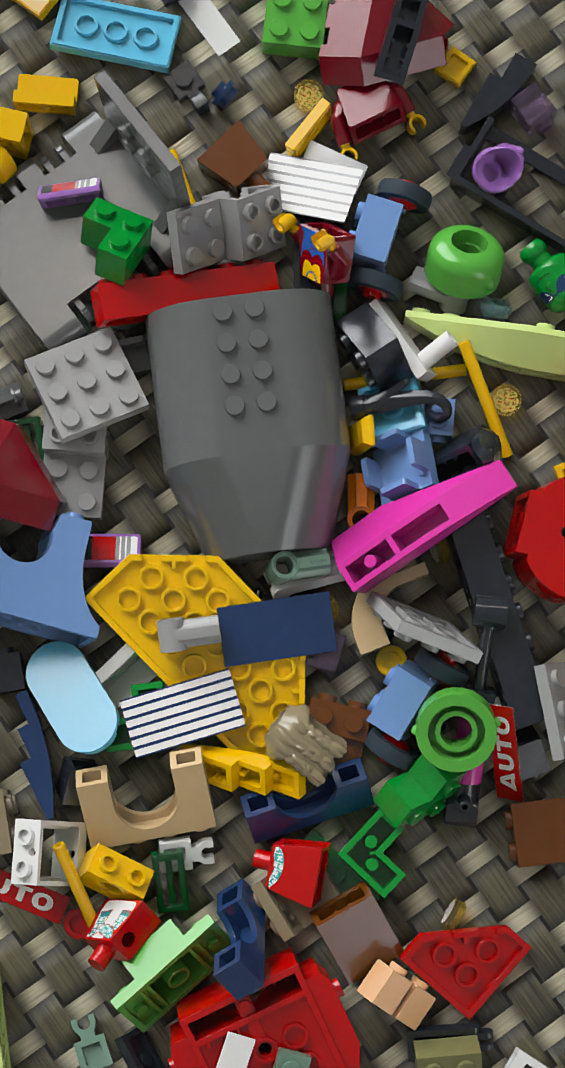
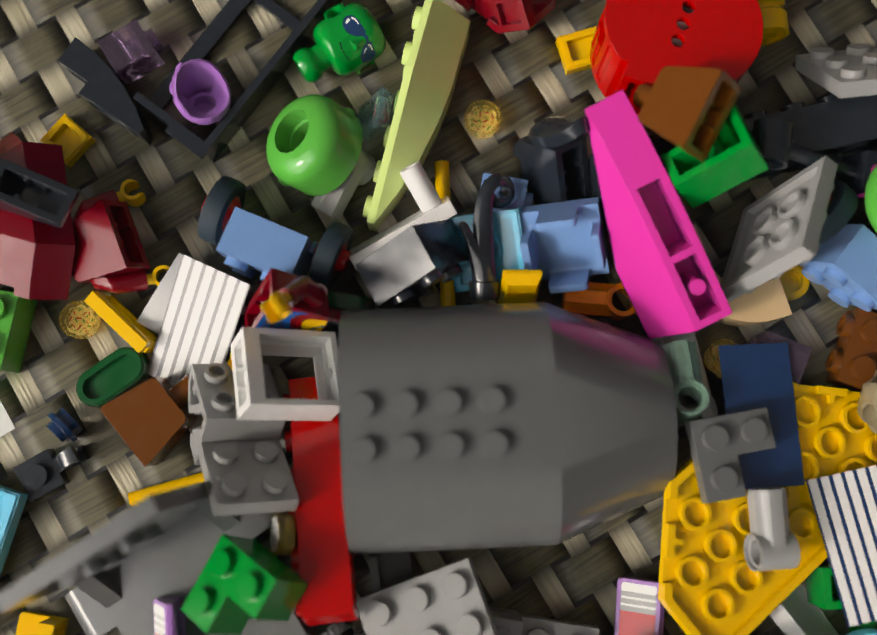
camera: 85 degrees left, 0 degrees up
(156, 265) = (281, 534): none -> clear yellow tile
(249, 589) = (716, 448): none -> dark grey plate
(265, 126) = (112, 377): none -> dark green tile
(288, 224) = (249, 376): none -> white window
(478, 567) = (729, 163): none -> green brick
(484, 395) = (472, 141): yellow bar -> none
(500, 530) = (687, 106): none -> reddish brown torso

